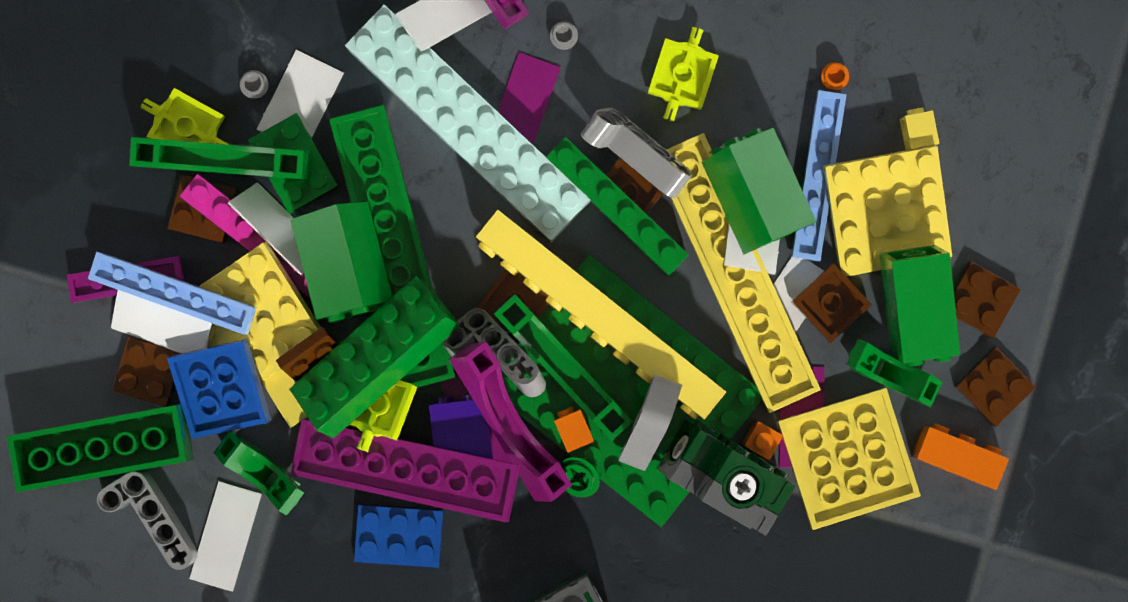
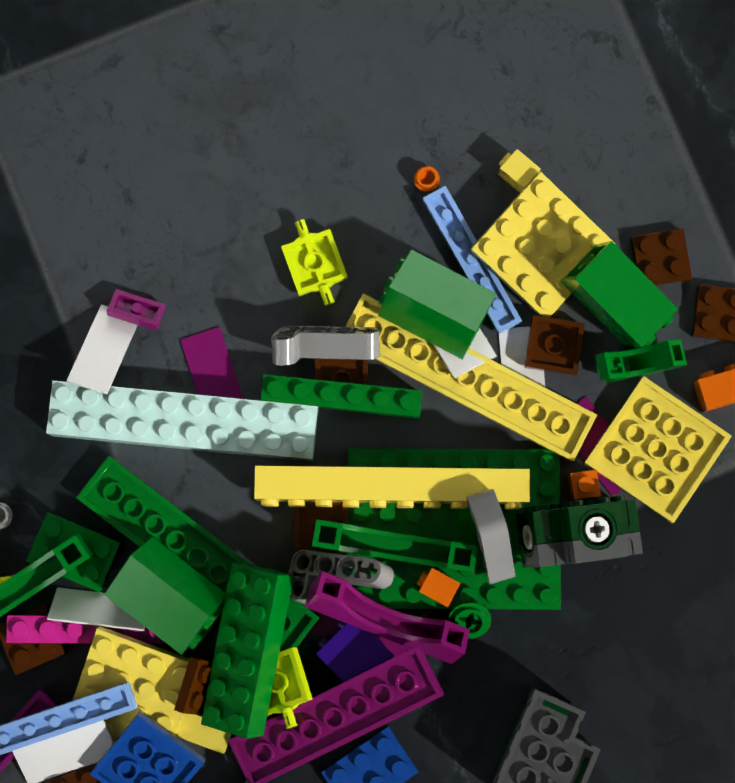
camera: 35 degrees left, 5 degrees down
(302, 90) = (40, 490): white window -> none
(563, 35) = (204, 301): light grey plate -> none

